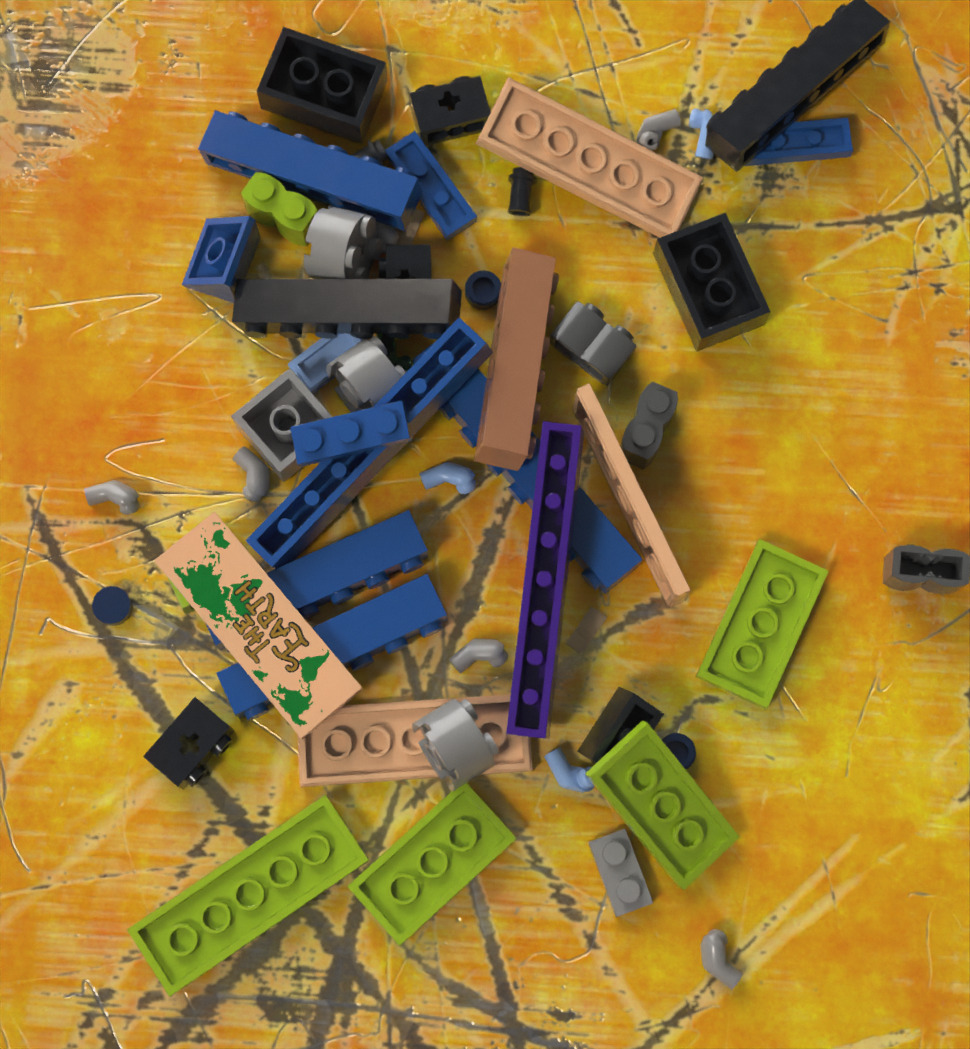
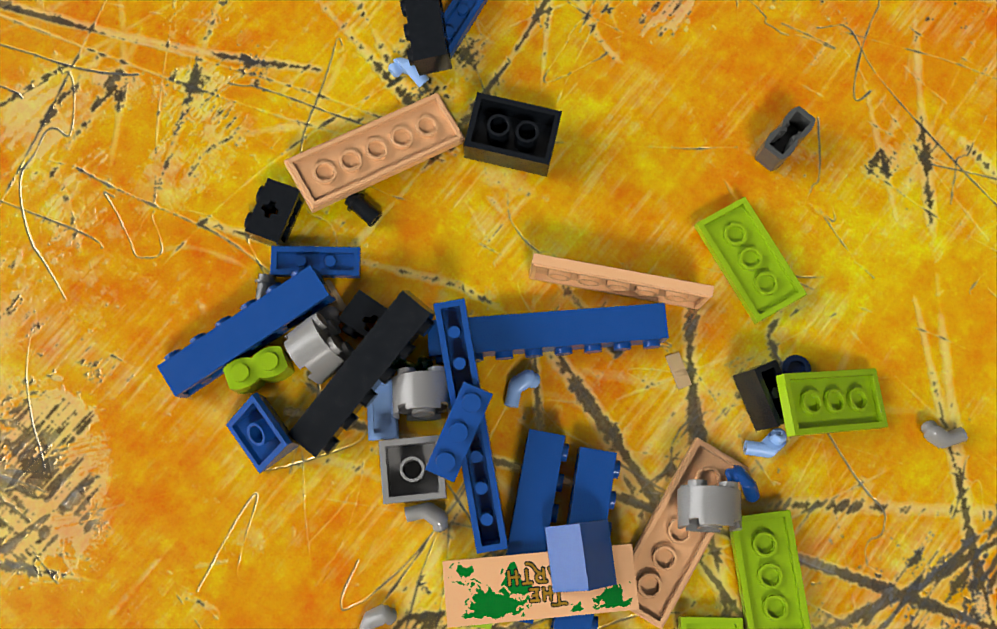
camera: 60 degrees left, 0 degrees up
(314, 642) = (580, 556): none -> slope
(322, 85) = (193, 283): black brick -> none
(479, 649) = (648, 447): light grey arm -> none
(482, 290) = (410, 278): dark blue tile -> none
(512, 772) = (747, 483): none -> blue arm
(516, 360) = (485, 293): nougat brick -> none
(545, 580) = (644, 374): dark purple brick -> none
(593, 342) = (497, 234): dark grey brick -> none
(620, 872) = (849, 458): light grey plate -> none
(647, 427) = (573, 233): dark grey brick -> none
(653, 127) = (381, 97): light grey arm -> none

